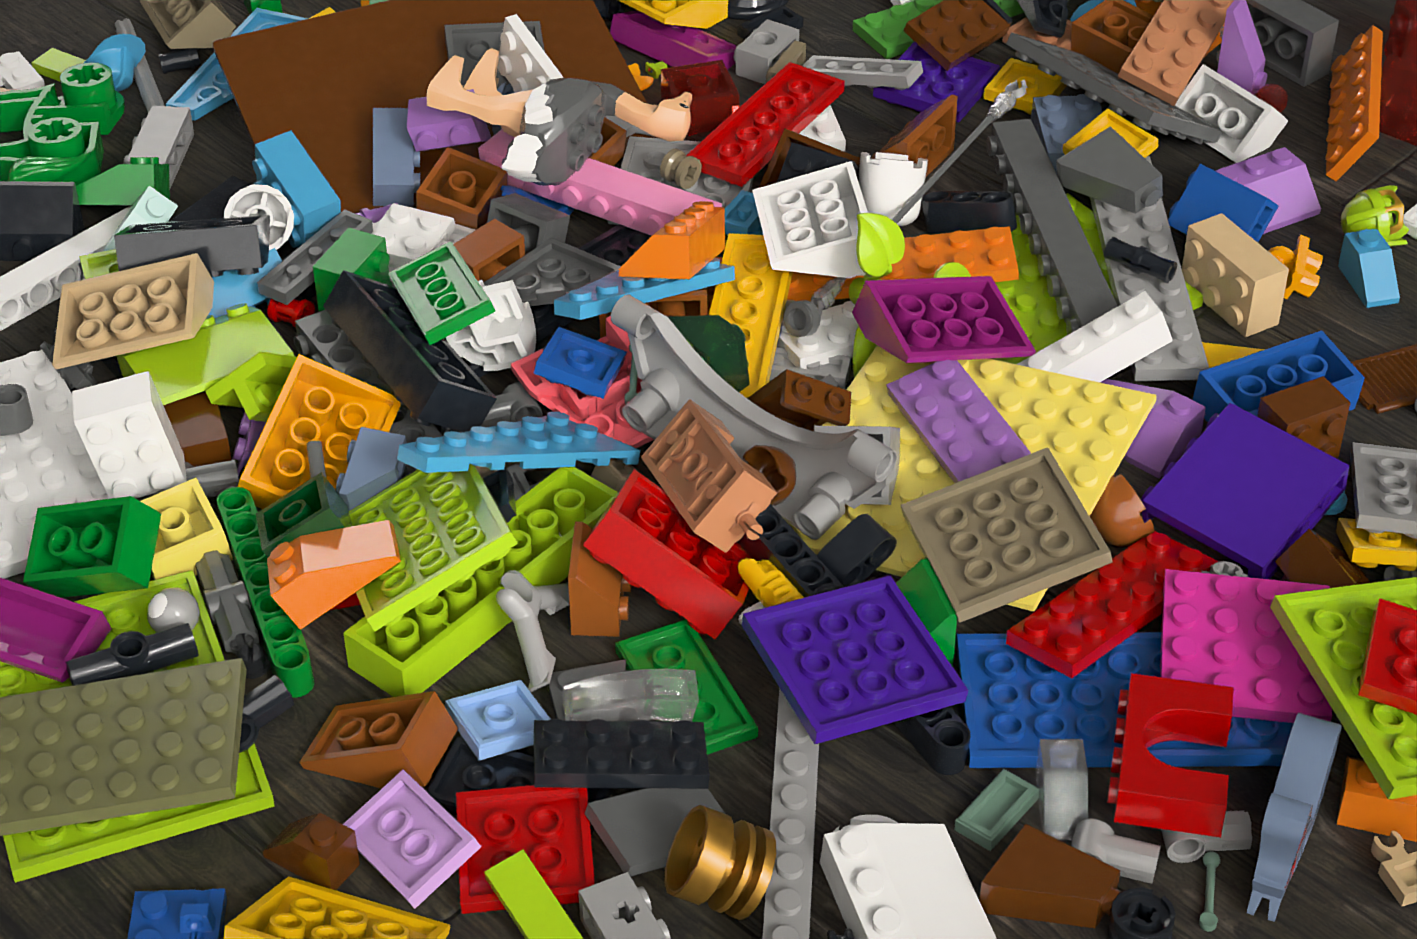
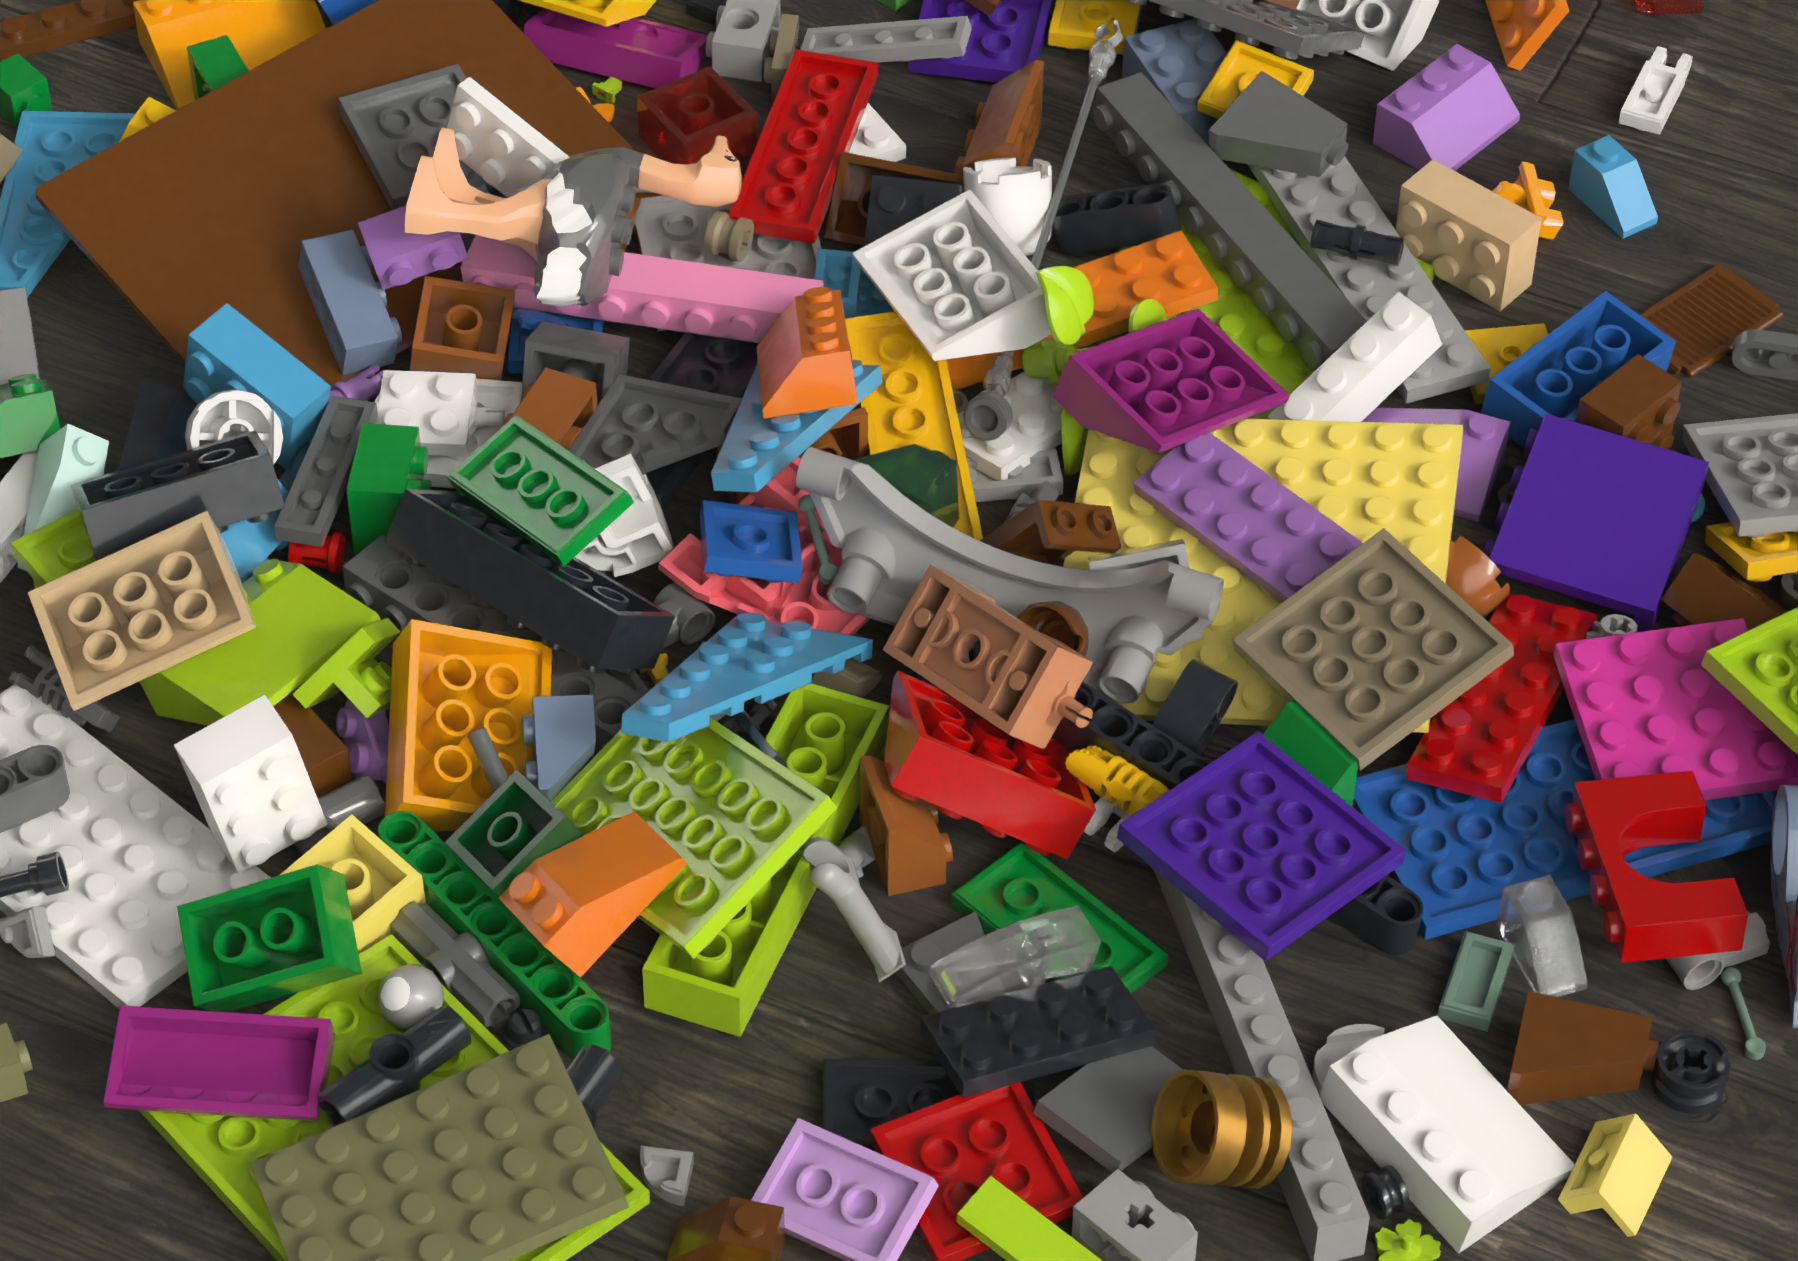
camera: 20 degrees left, 5 degrees up
(300, 788) = (667, 1172): none -> light grey tile
(381, 738) = (739, 1088): dark orange slope -> none
(496, 718) = (863, 1025): light blue tile -> none
(1133, 857) = (1643, 996): light grey piece -> none
(1212, 194) = (1408, 138): blue brick -> none
(1373, 210) = (1591, 115): lime helmet -> none

